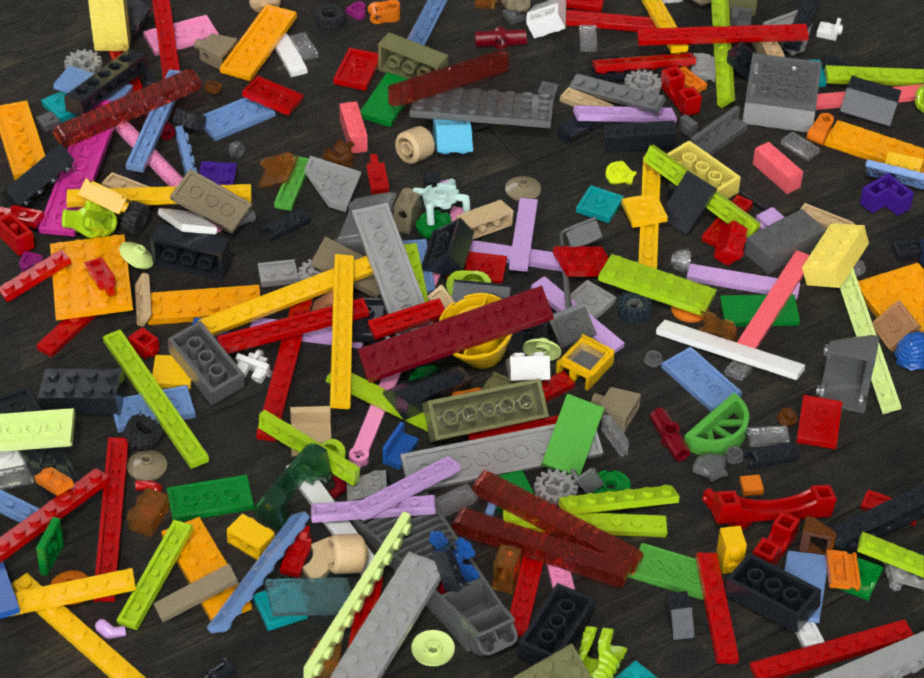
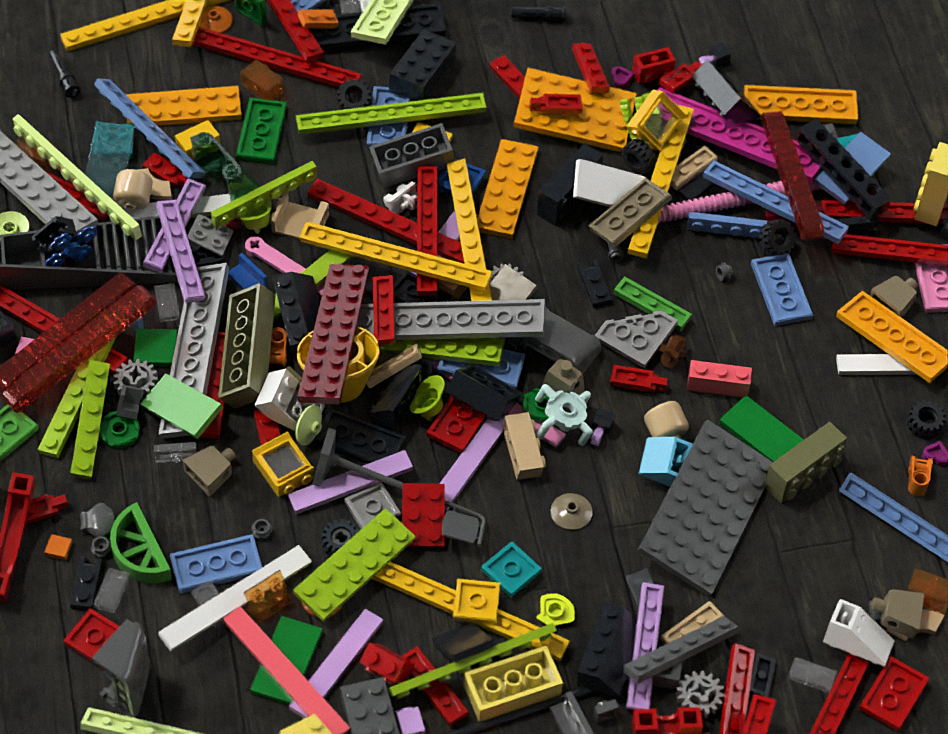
camera: 110 degrees right, 10 degrees up
(84, 60) = (897, 176): light grey gear -> none
(108, 630) = (151, 29): lavender arm -> none
(136, 255) = (594, 139): yellowish green dish -> none
(143, 299) = (542, 143): tan tile -> none
(143, 484) = (293, 93): red arm -> none
(147, 345) = (467, 126): red brick -> none
(147, 465) = (322, 99): dark tan dish -> none
(155, 575) = (188, 65): lime plate -> none
(196, 593) = (153, 86): dark tan tile -> none
(213, 87) = (834, 279): reddish brown tile -> none
(219, 172) = (689, 247): dark purple plate -> none
(273, 95) = (796, 321): red plate -> none
(277, 169) = (674, 295): clear orange hinge -> none
(277, 273) = (526, 256): light grey plate -> none
(303, 46) = (880, 379): clear plate -> none
(357, 69) = (816, 410): red plate -> none
(448, 78) = (759, 483): clear red beam -> none
(500, 38) = (835, 576): dark red piece -> none
(506, 569) = (55, 297): clear orange brick -> none
(523, 234) = (491, 477): lavender tile -> none
(548, 88) = (723, 591): dark grey plate -> none
(670, 434) = (164, 498): dark red piece -> none
(681, 260) = (388, 610): clear cone -> none
(787, 417) = (124, 612): reddish brown tile -> none

